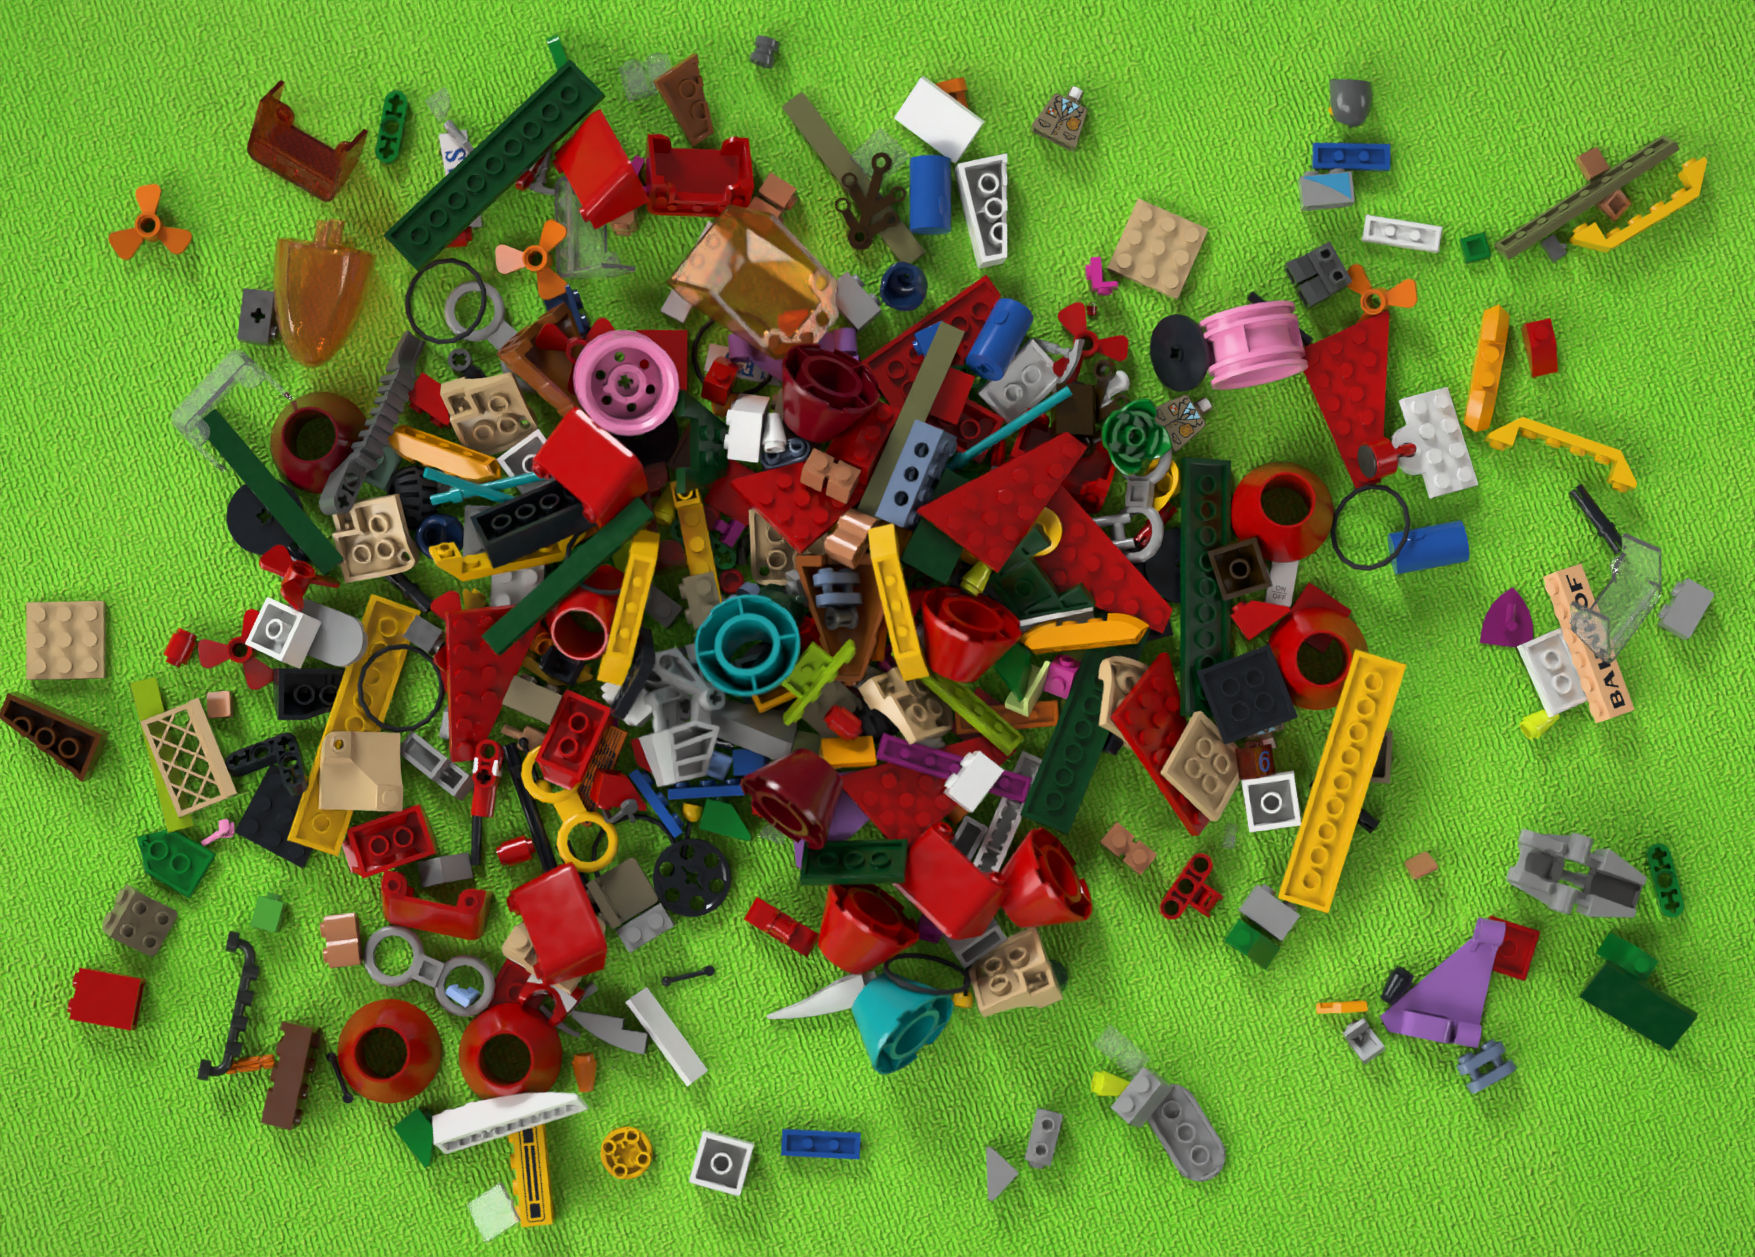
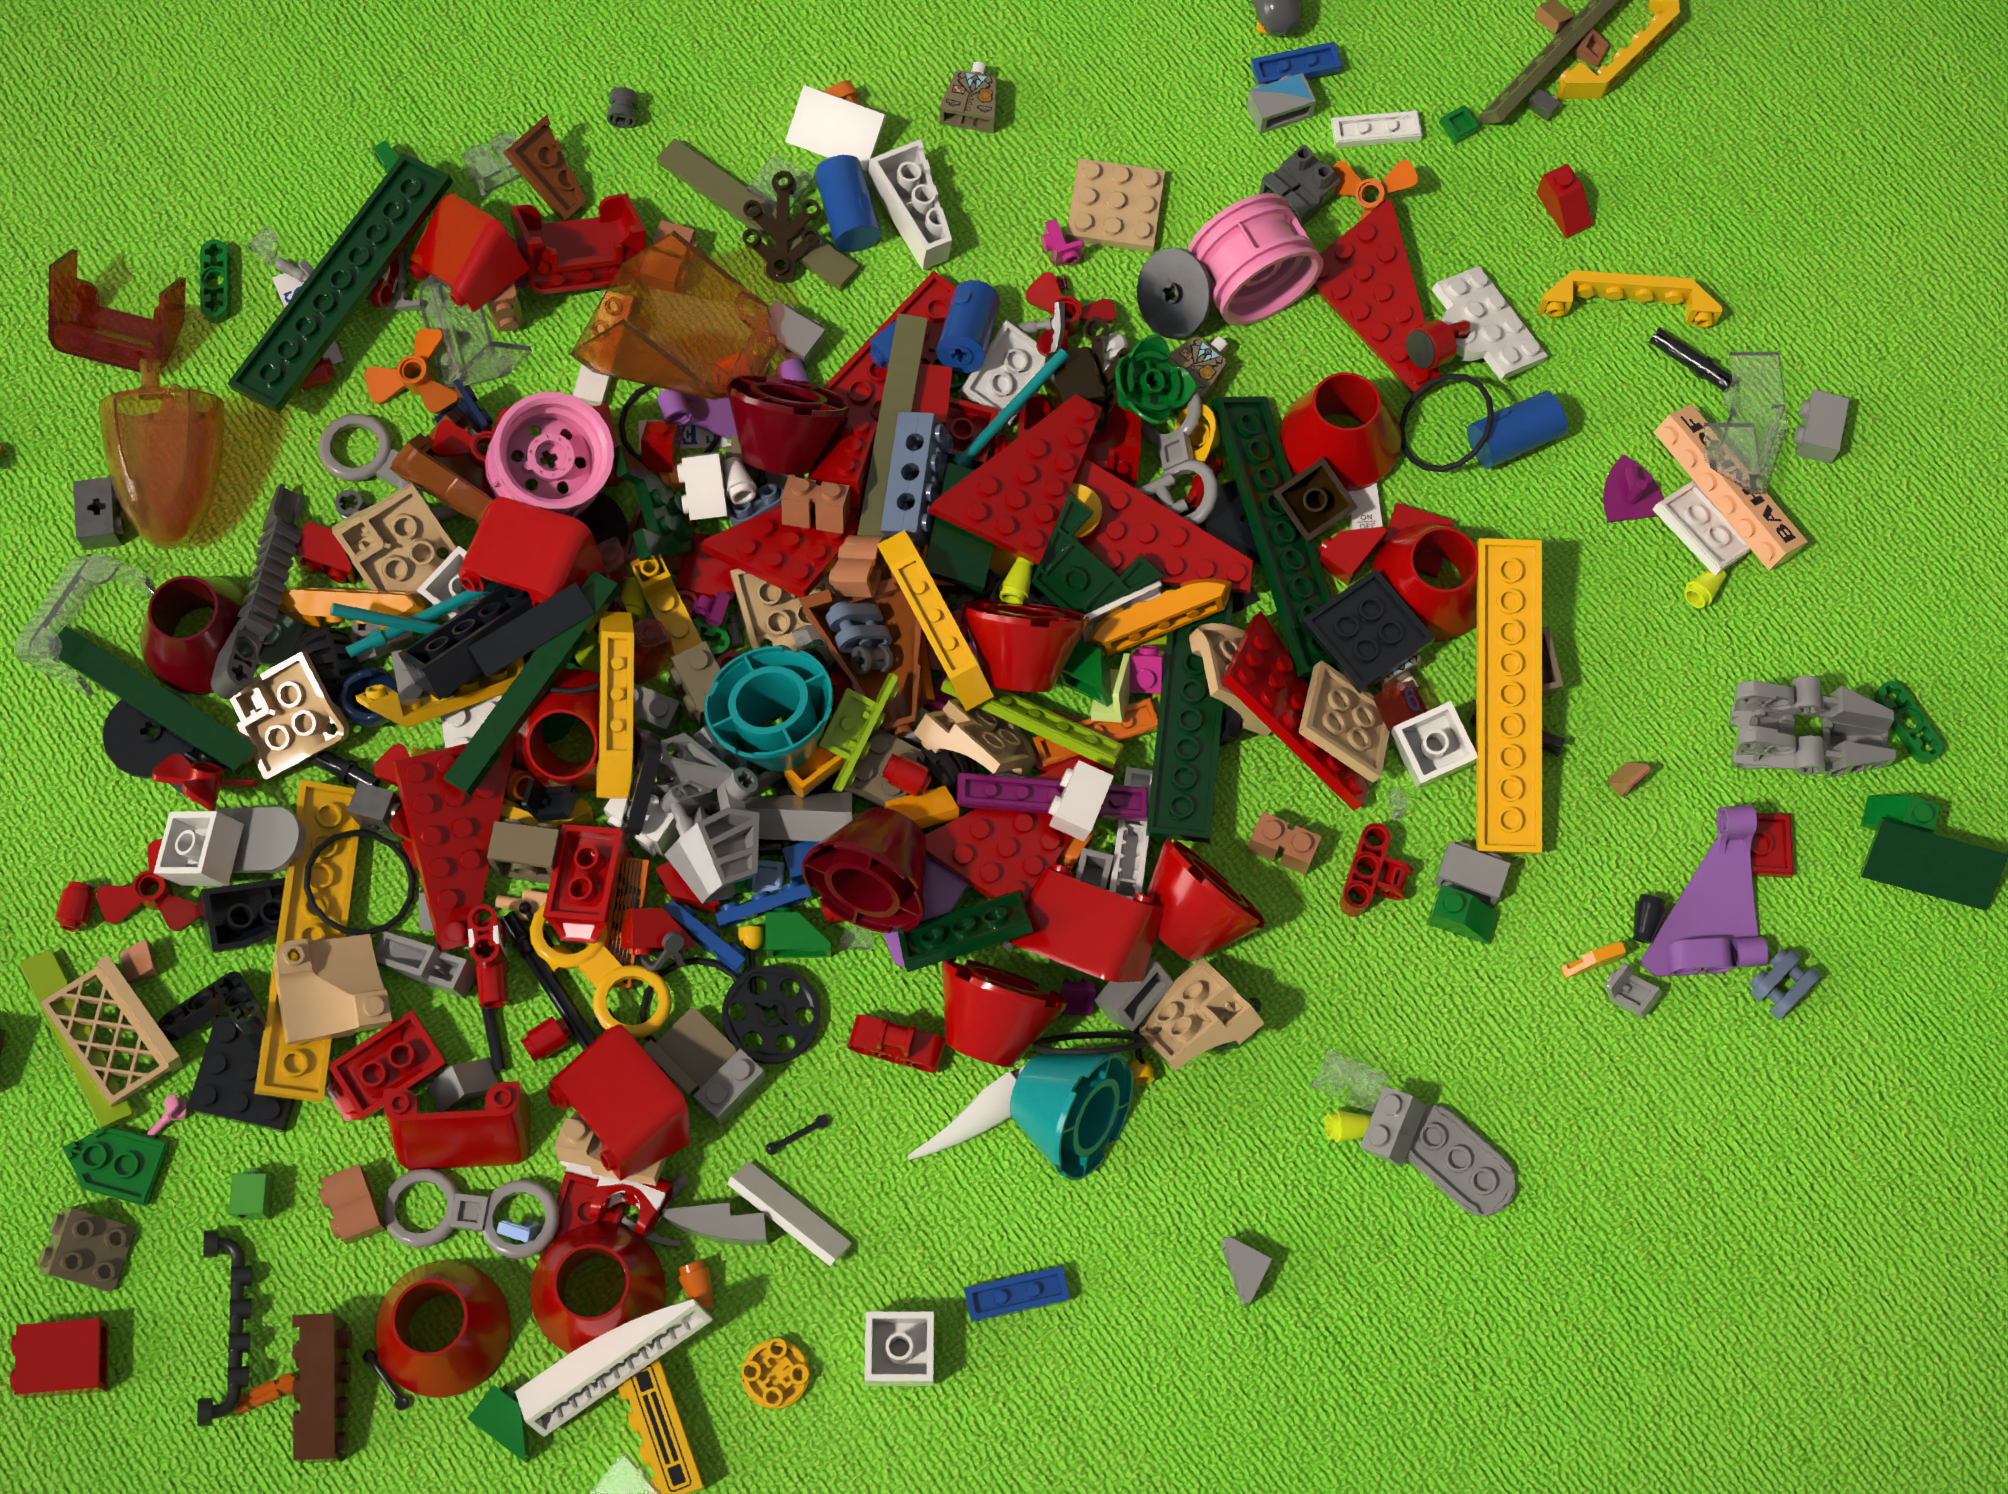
camera: 25 degrees left, 15 degrees down
(480, 313) = (326, 398): black piece -> none
(577, 534) = (531, 629): none -> black sticker
(902, 290) = (840, 310): dark blue piece -> none
(1043, 1138) = (1288, 1210): light grey brick -> none
(1486, 368) = (1515, 237): light orange brick -> none

